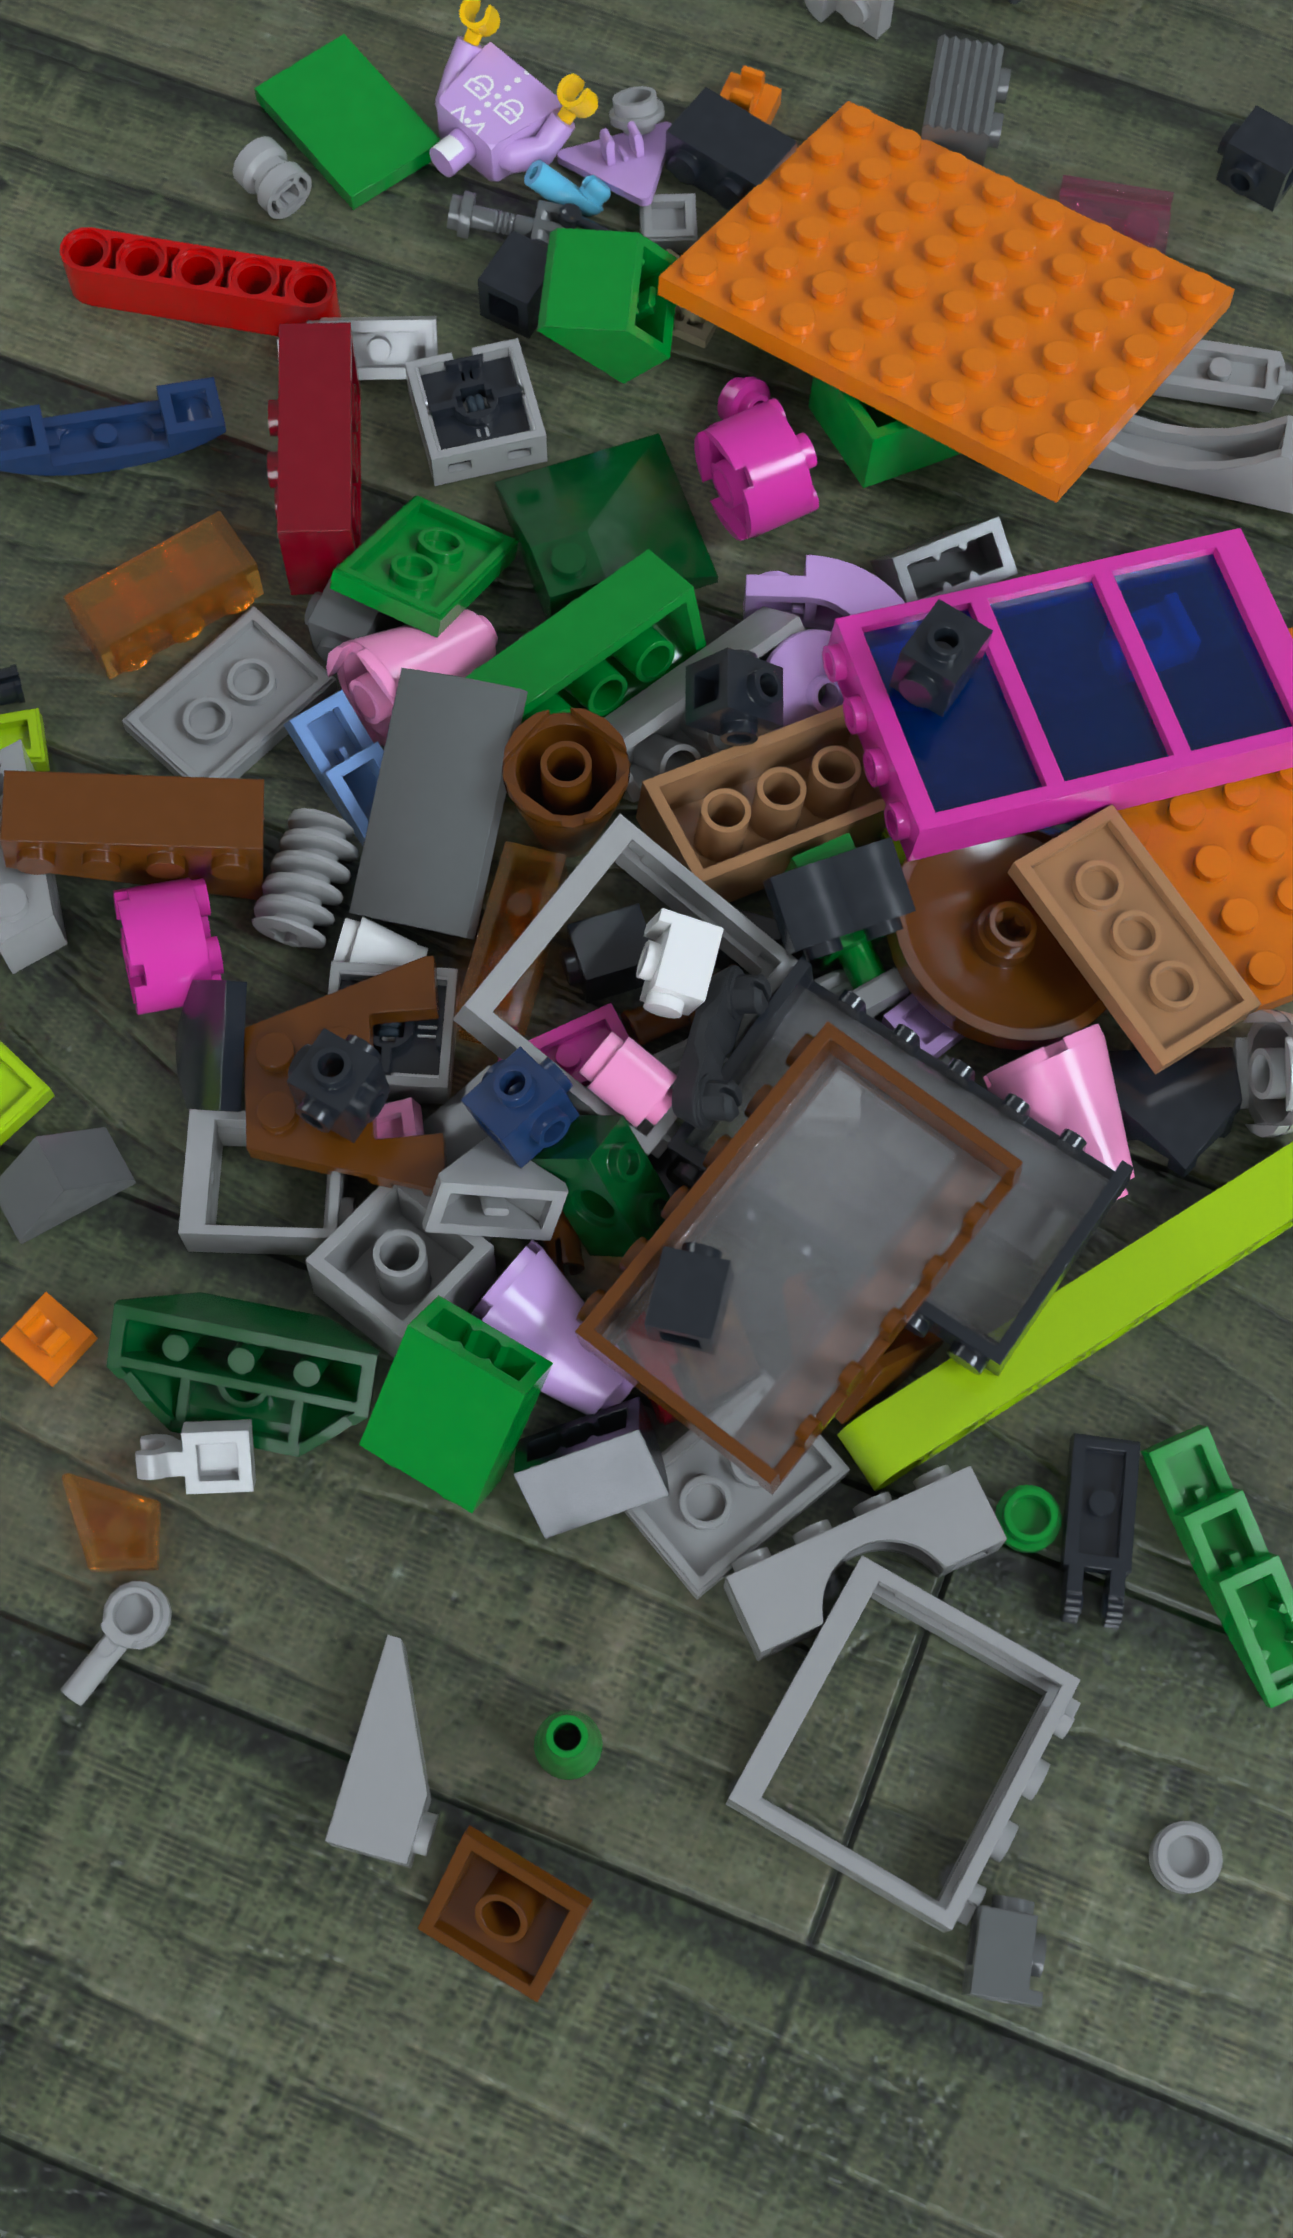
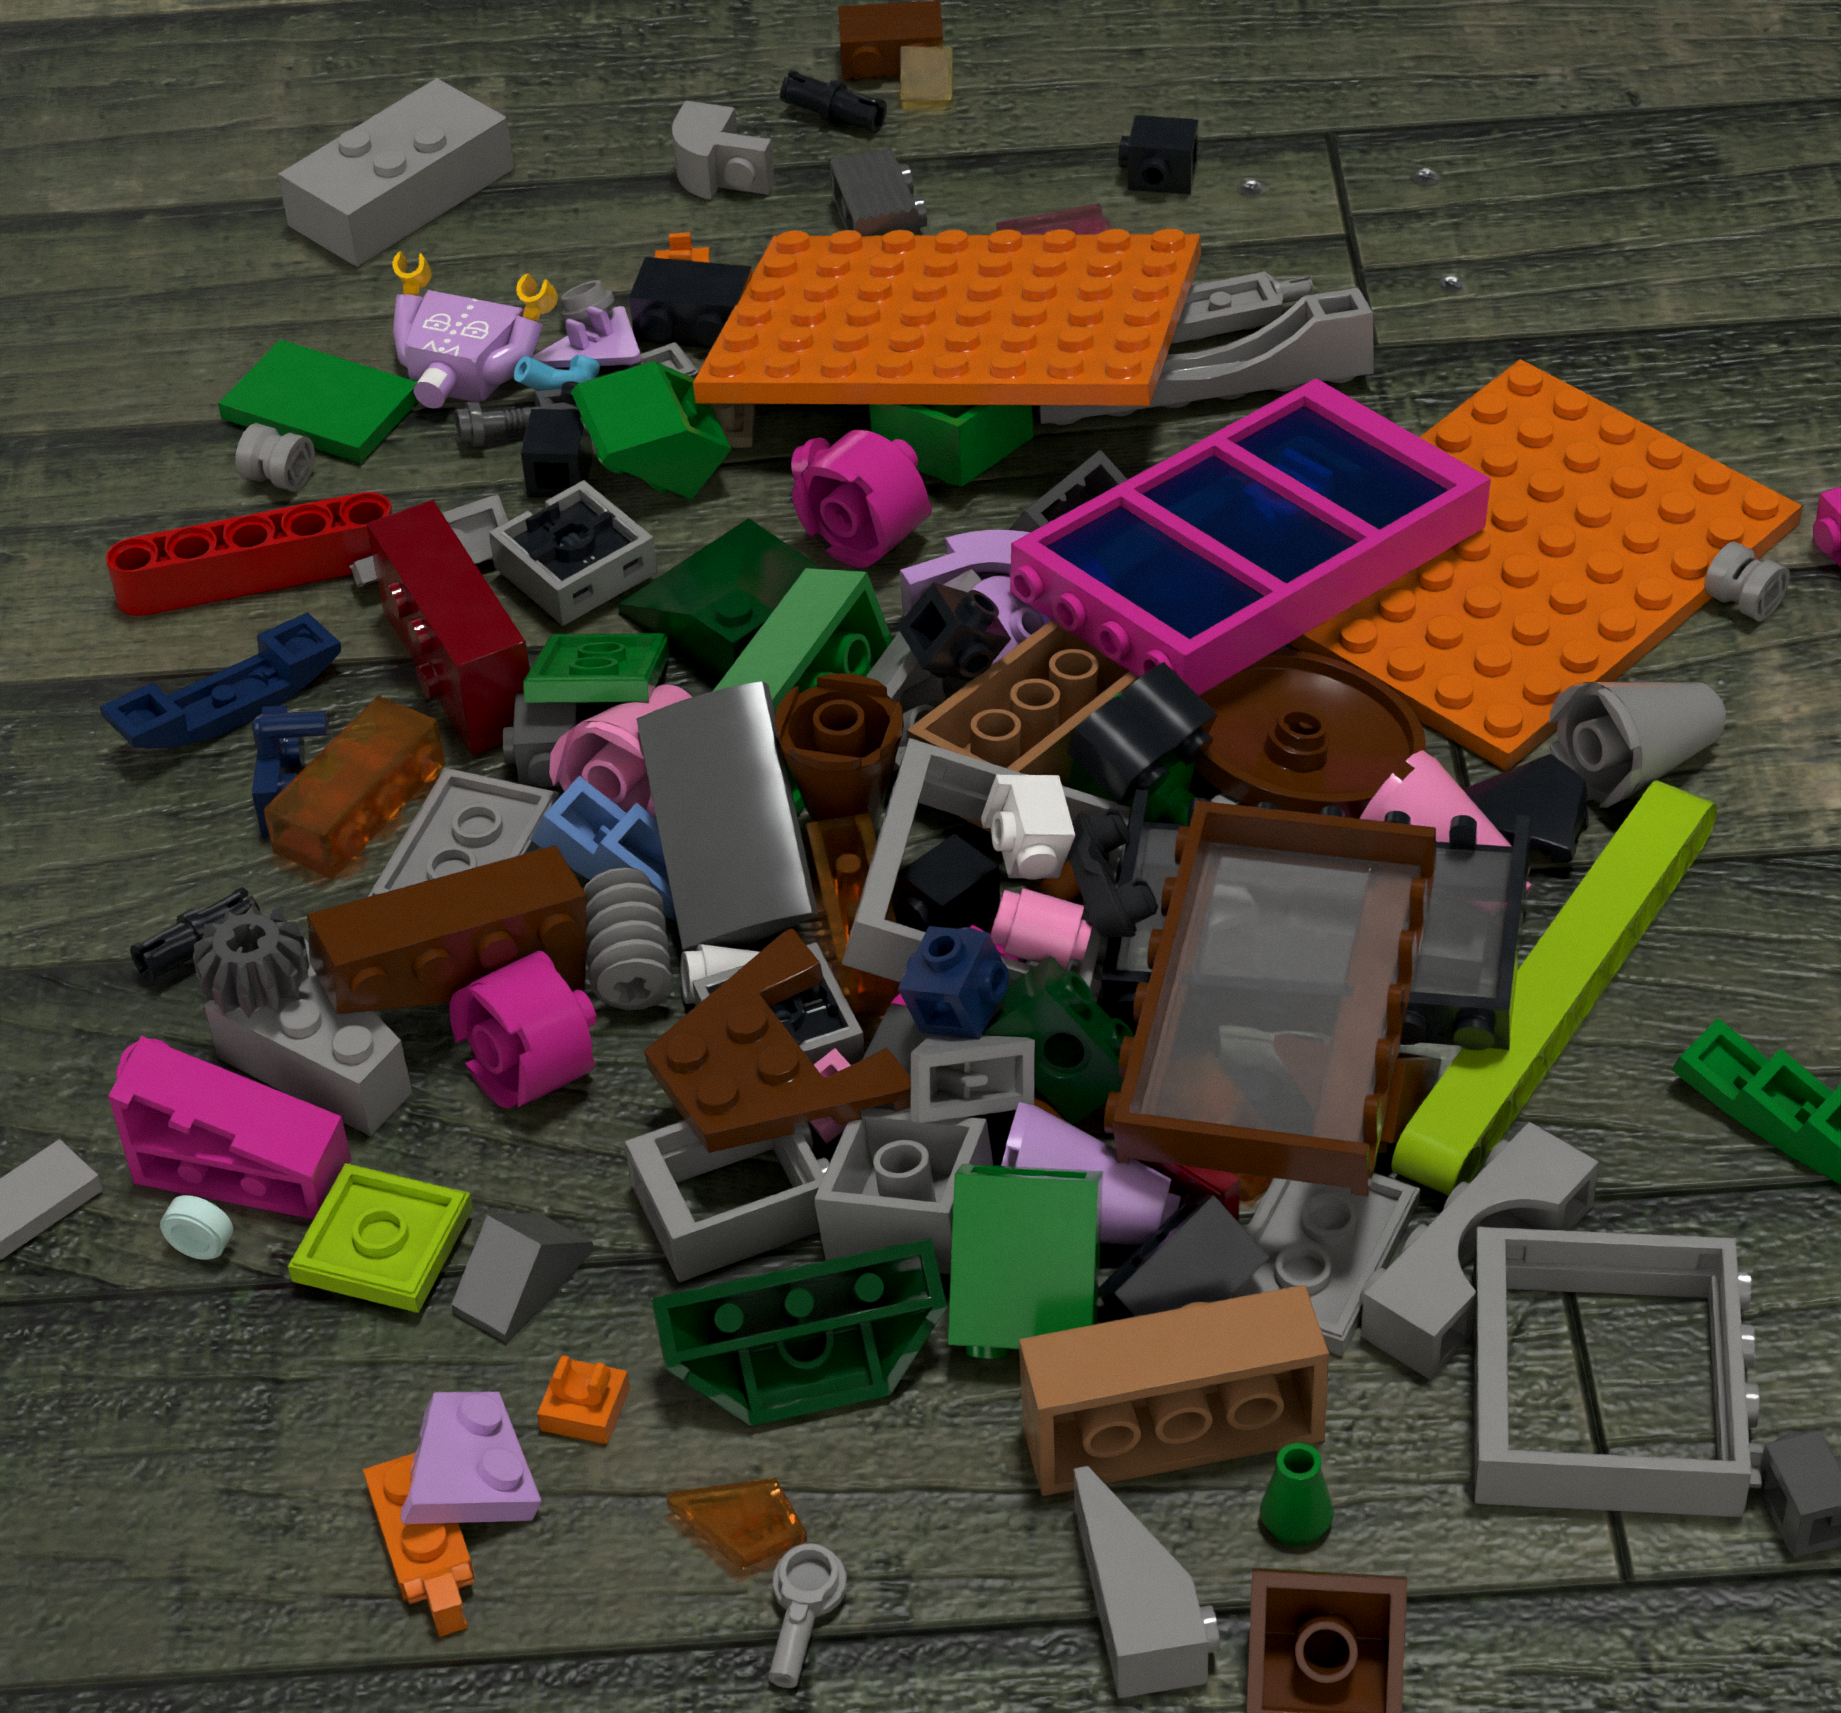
camera: 20 degrees left, 25 degrees down
(109, 534) = (279, 750): none -> dark blue plate
(210, 1456) = (806, 1419): plate -> none
(212, 1045) = (615, 1078): black slope -> none
(338, 1084) = (773, 1027): black brick -> none
(510, 1594) = (1174, 1388): none -> medium nougat brick
(690, 1297) = (1202, 1058): black brick -> none
(940, 658) = (1125, 526): black brick -> none
(1028, 1518) = (1616, 1157): green plate -> none
(1098, 1522) = (1671, 1139): black hinge -> none
(1134, 938) = (1415, 691): medium nougat plate -> none

